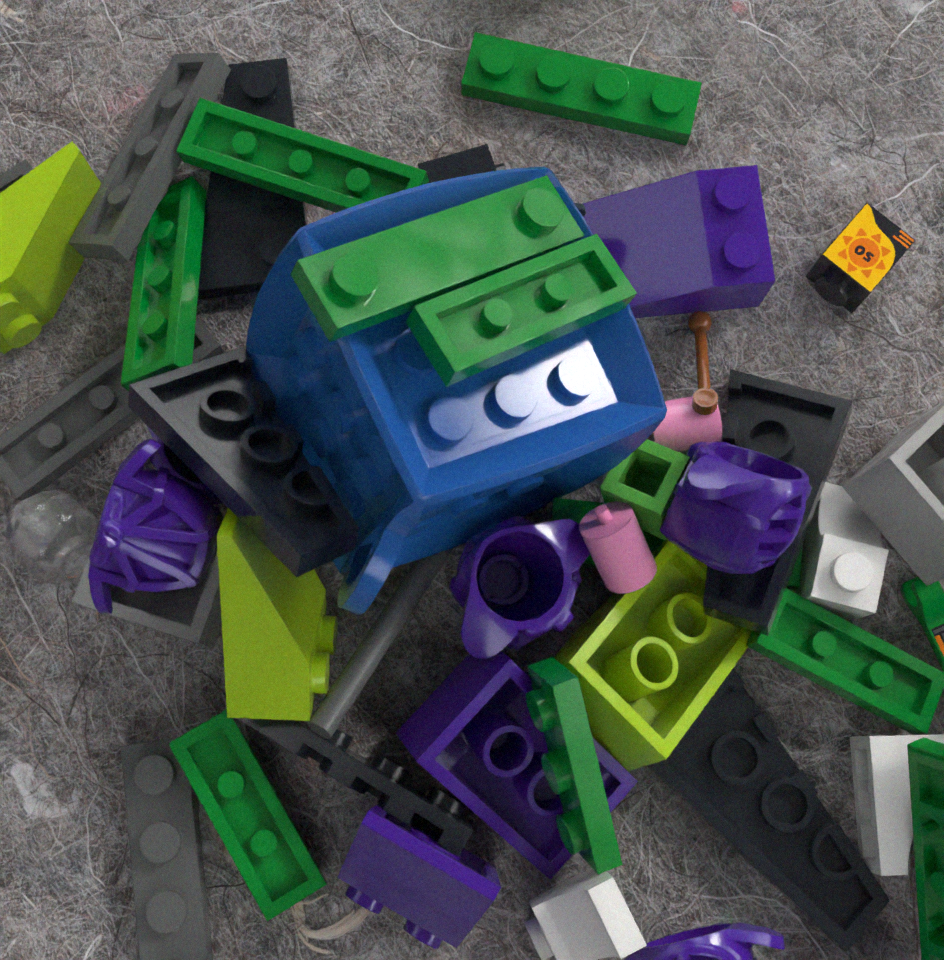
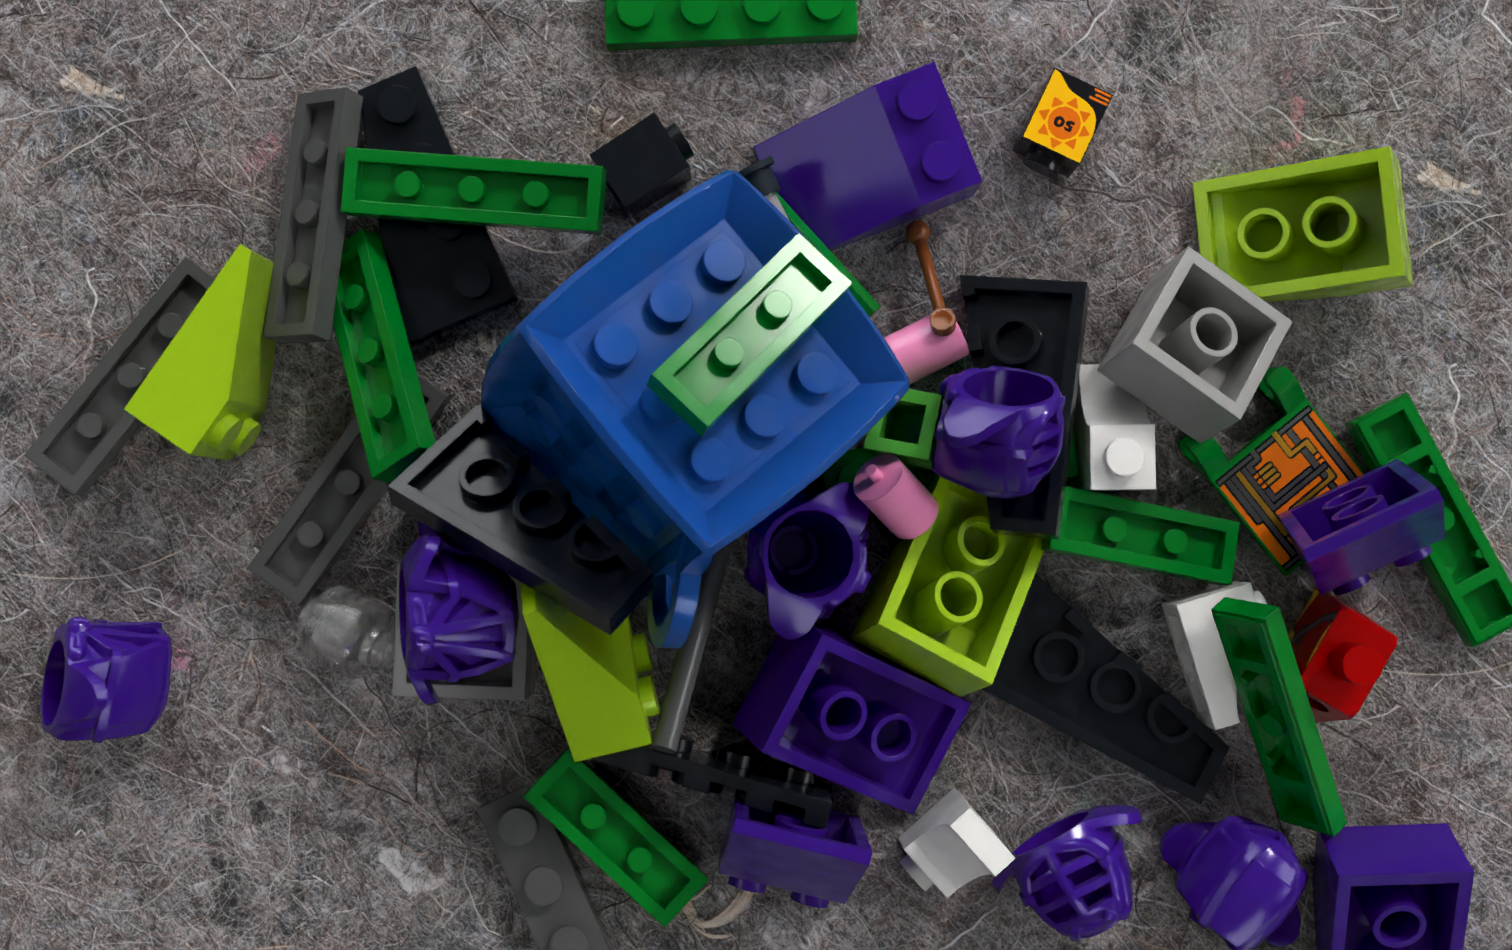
camera: 20 degrees left, 10 degrees up
(432, 256) = (657, 308): green plate -> none
(572, 764) = (905, 712): green plate -> none

